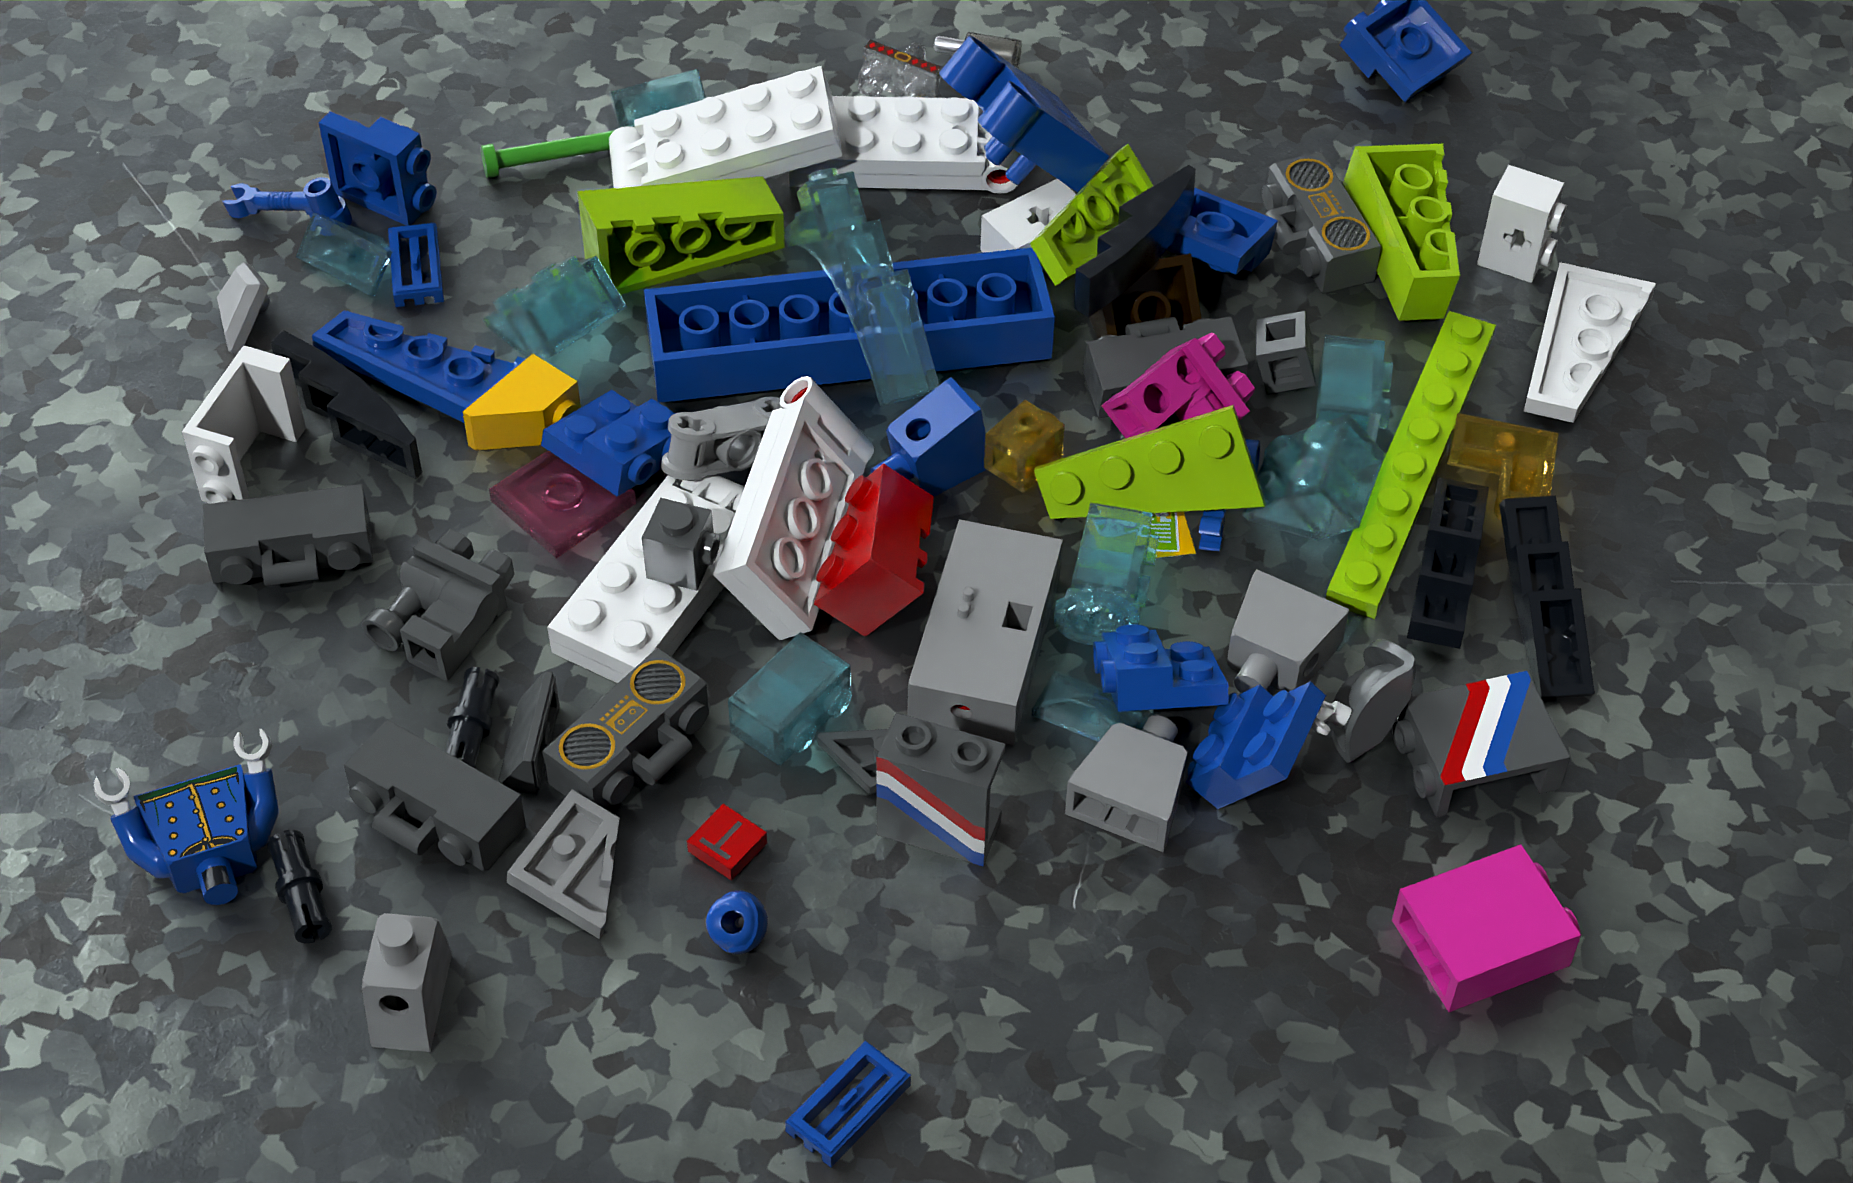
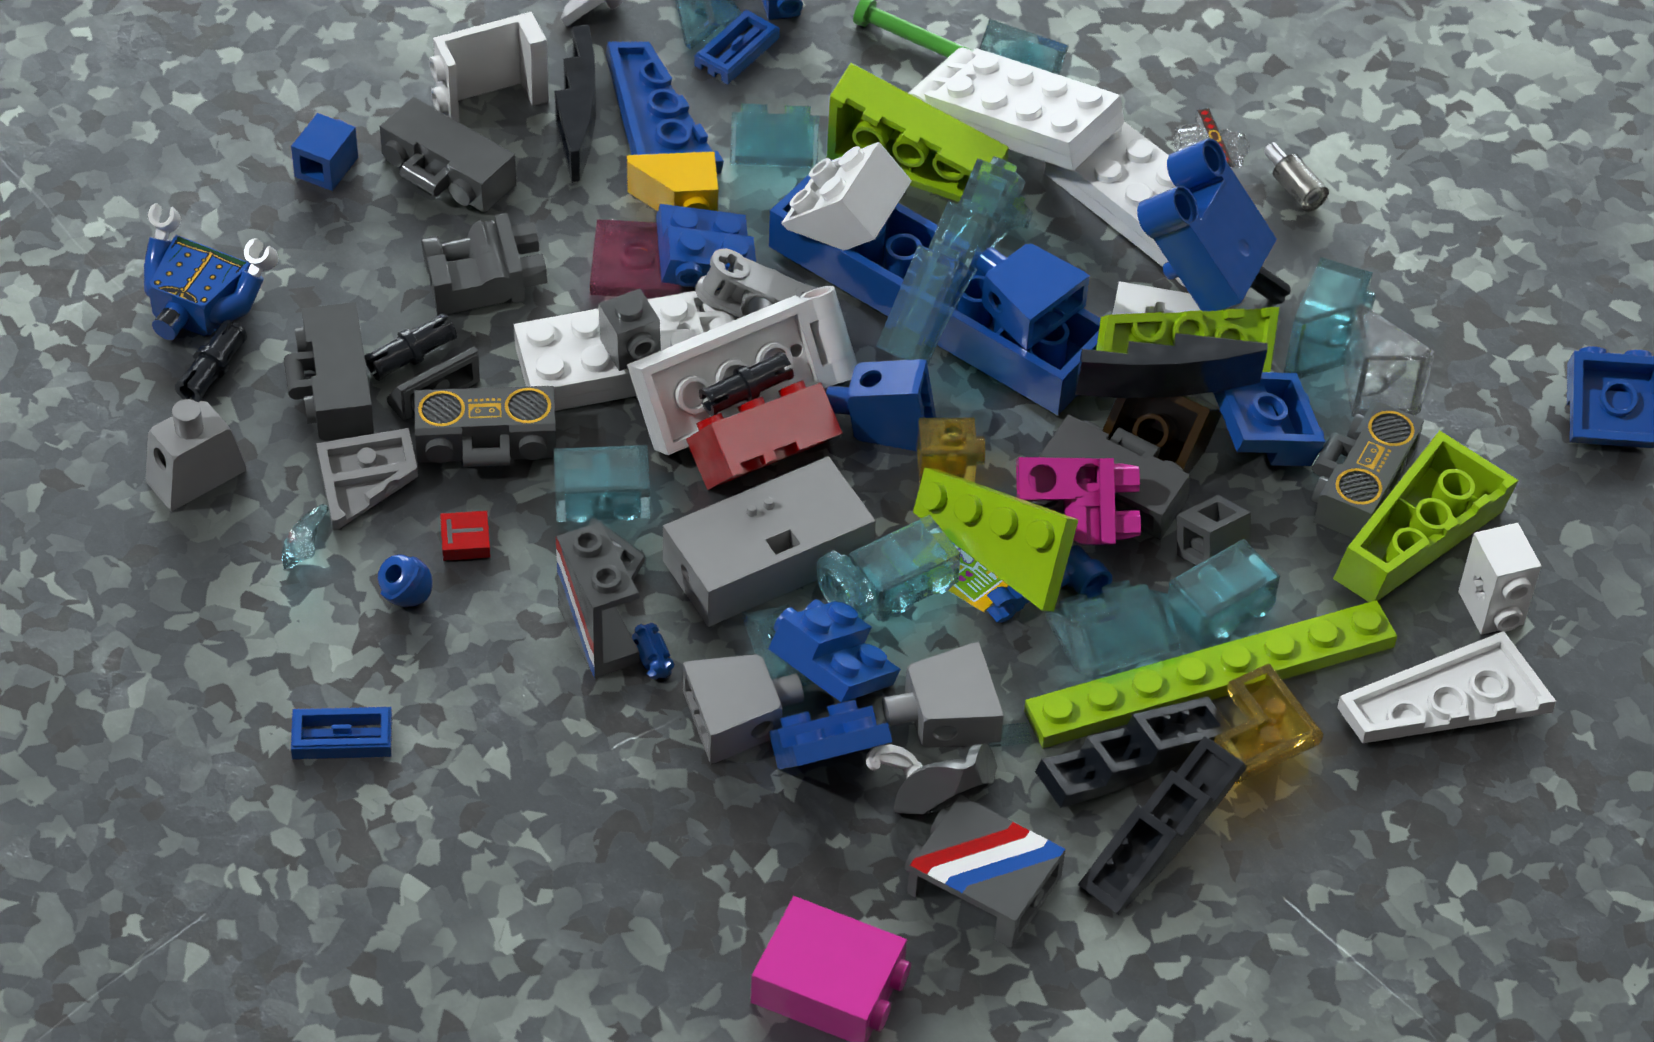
camera: 45 degrees right, 0 degrees up
(167, 618) = (324, 151): none -> blue brick
(595, 981) = (299, 542): none -> clear light blue bar
(719, 299) = (848, 197): none -> white slope
(825, 513) = (746, 383): none -> black pin
(956, 264) = (1031, 291): none -> blue torso
(1015, 802) = (653, 651): none -> blue piece
(1159, 120) = (1326, 317): none -> clear light blue slope
(1240, 135) = (1385, 365): none -> clear slope

